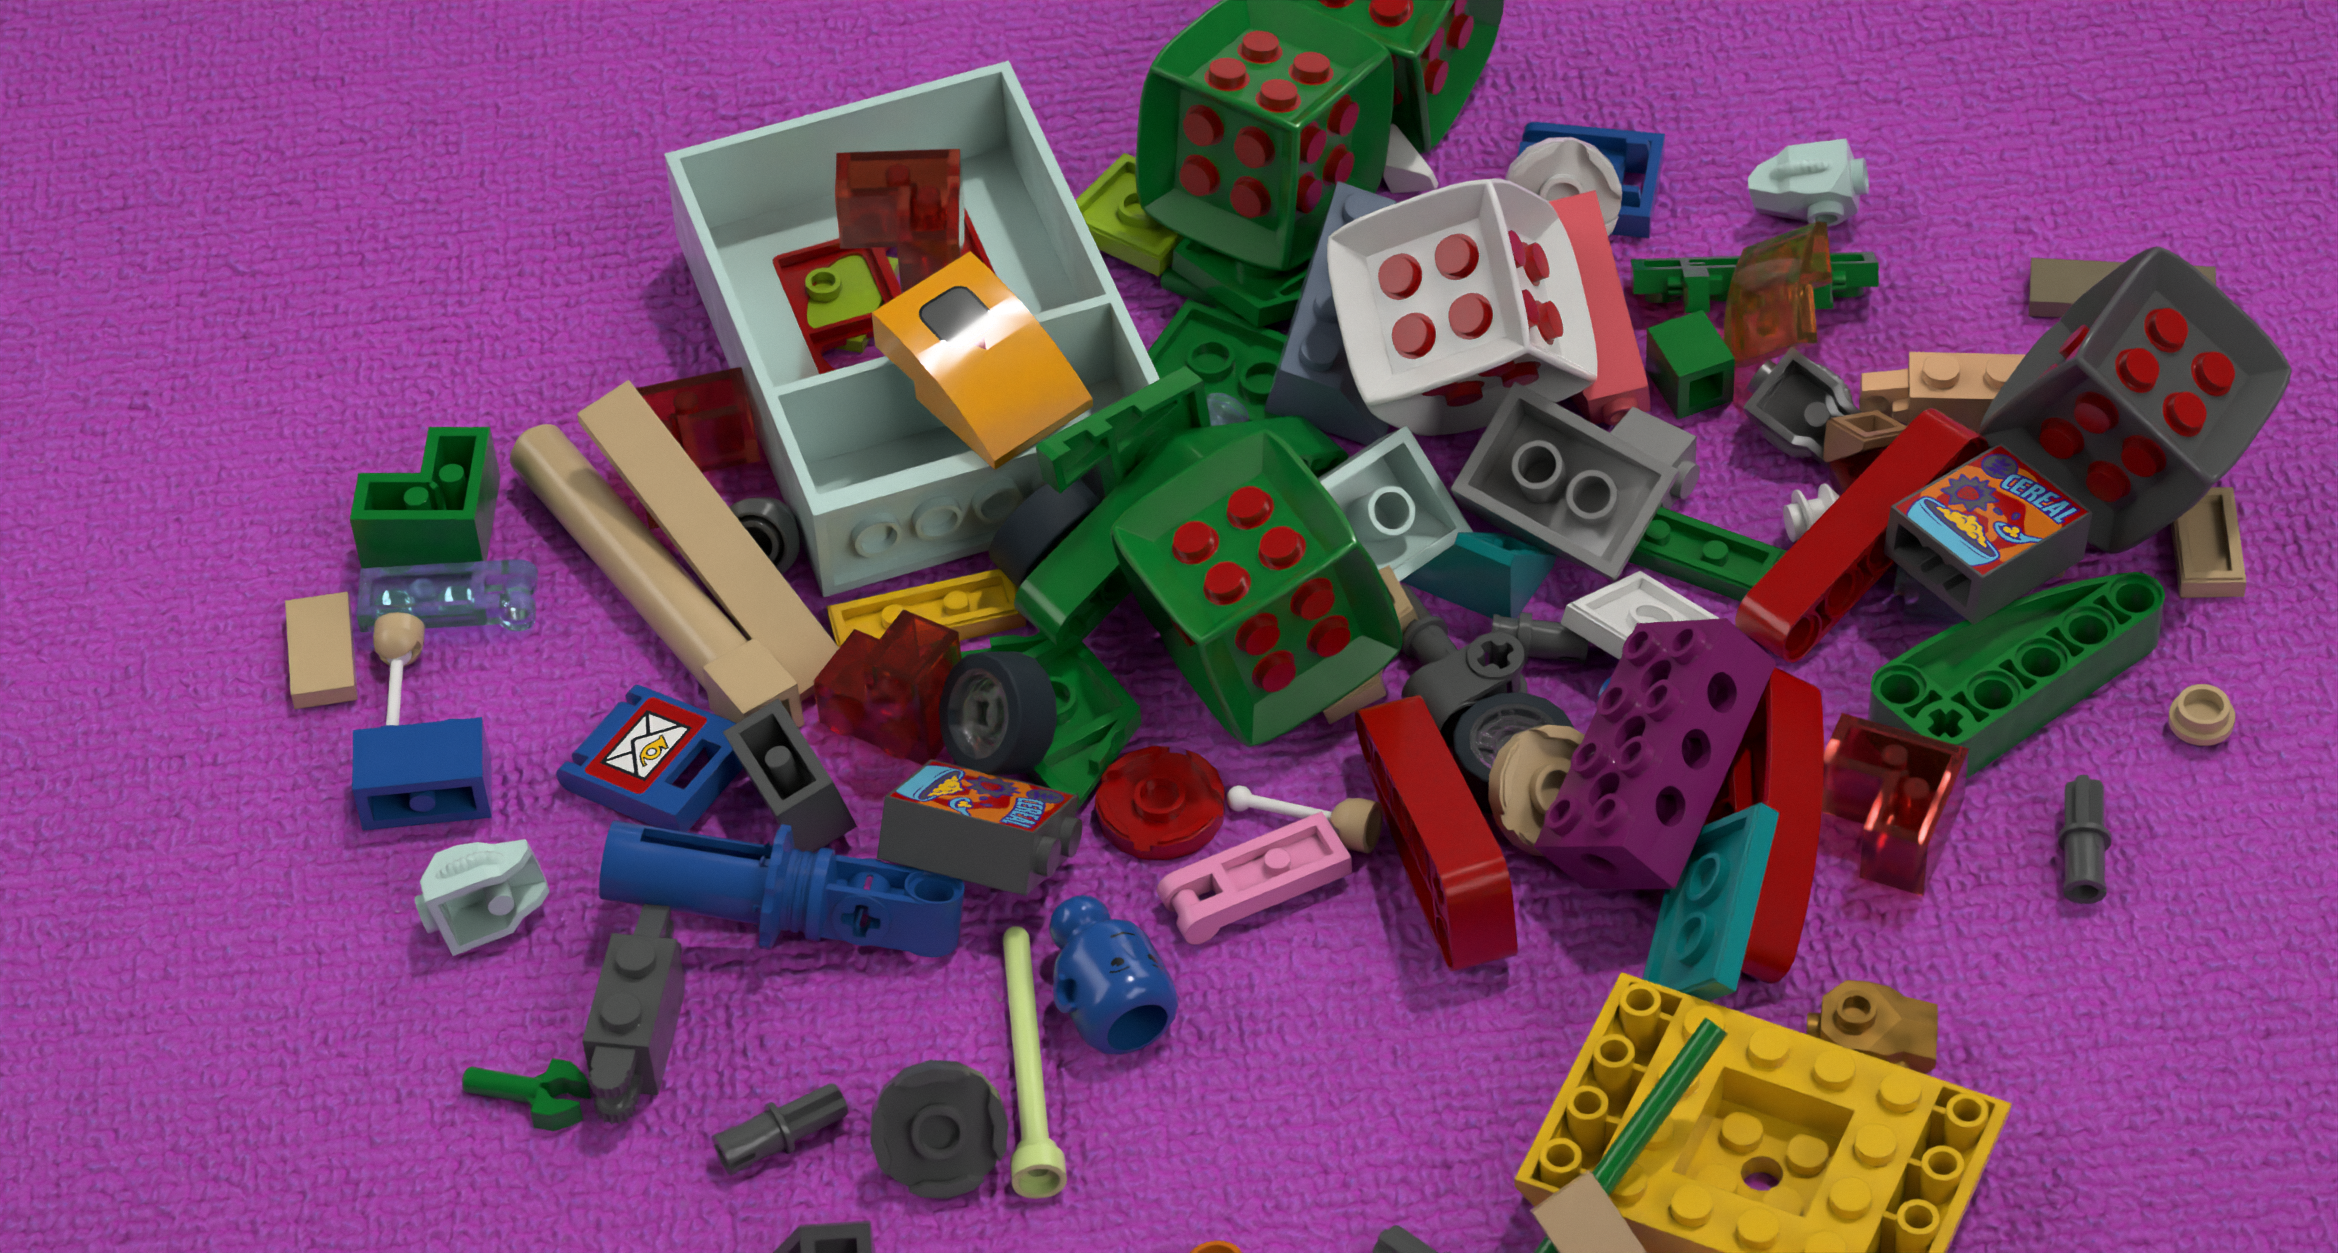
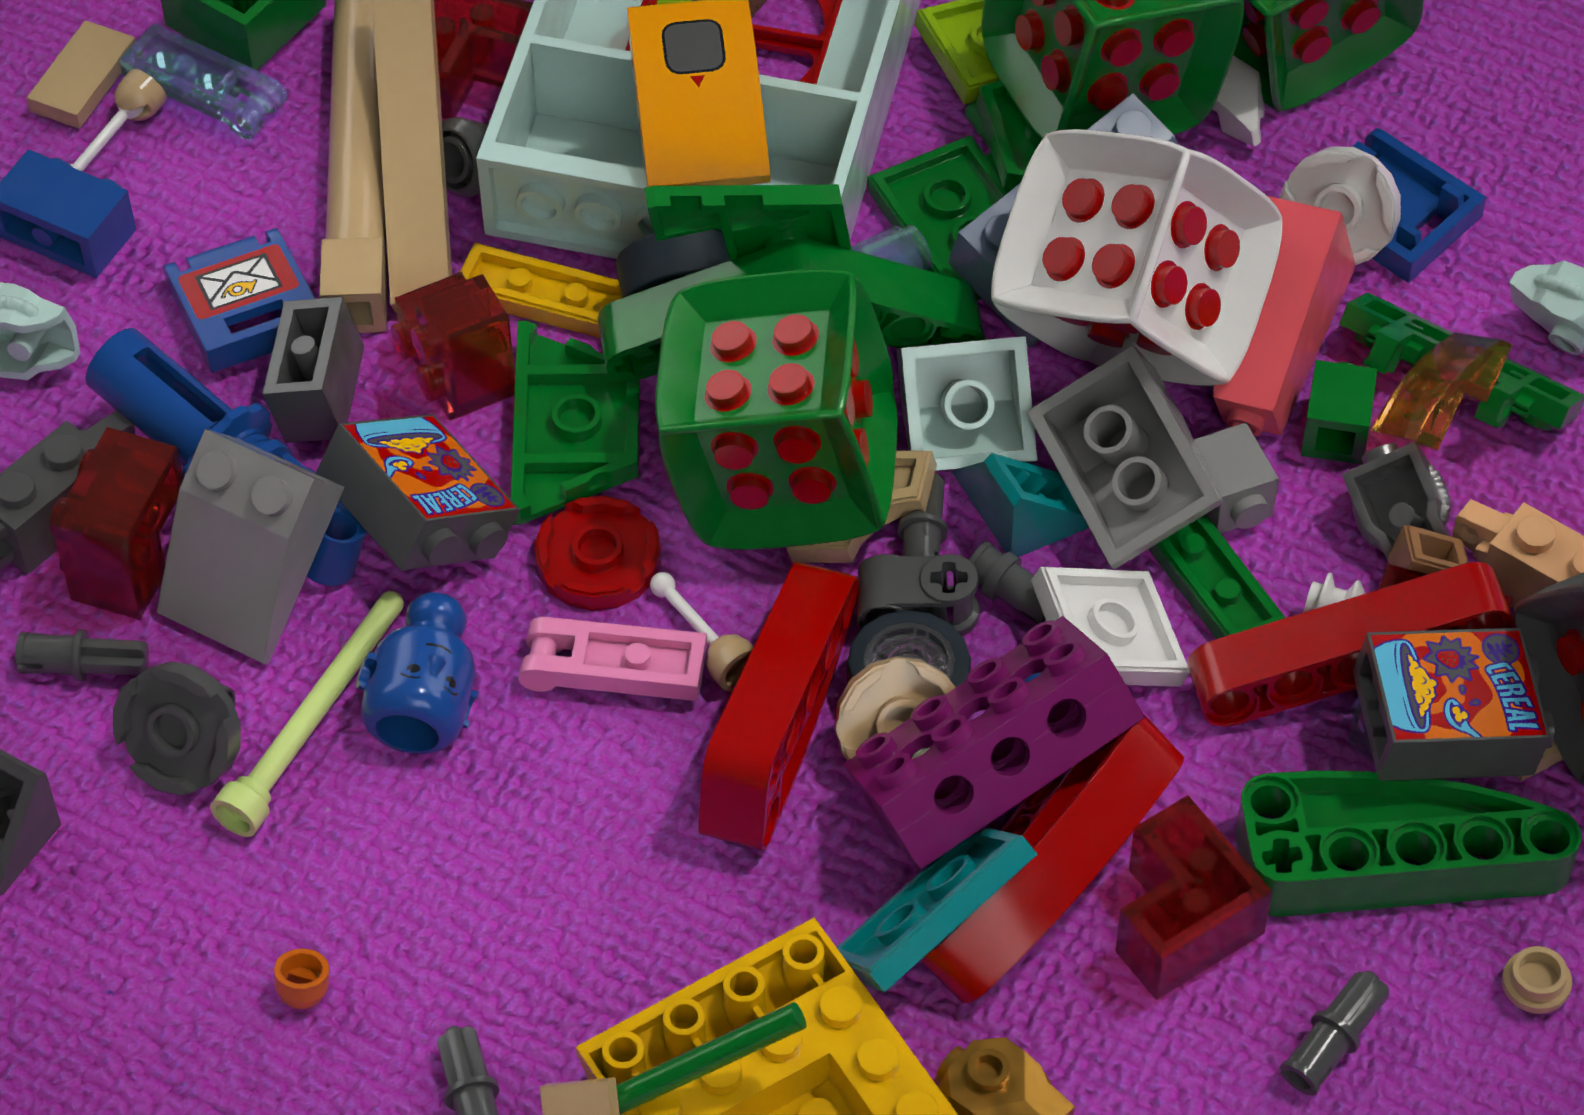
camera: 30 degrees right, 5 degrees up
(734, 993) = (114, 521): none -> clear red brick
(869, 950) = (243, 543): none -> light grey slope
(998, 712) = (506, 403): black wheel -> none

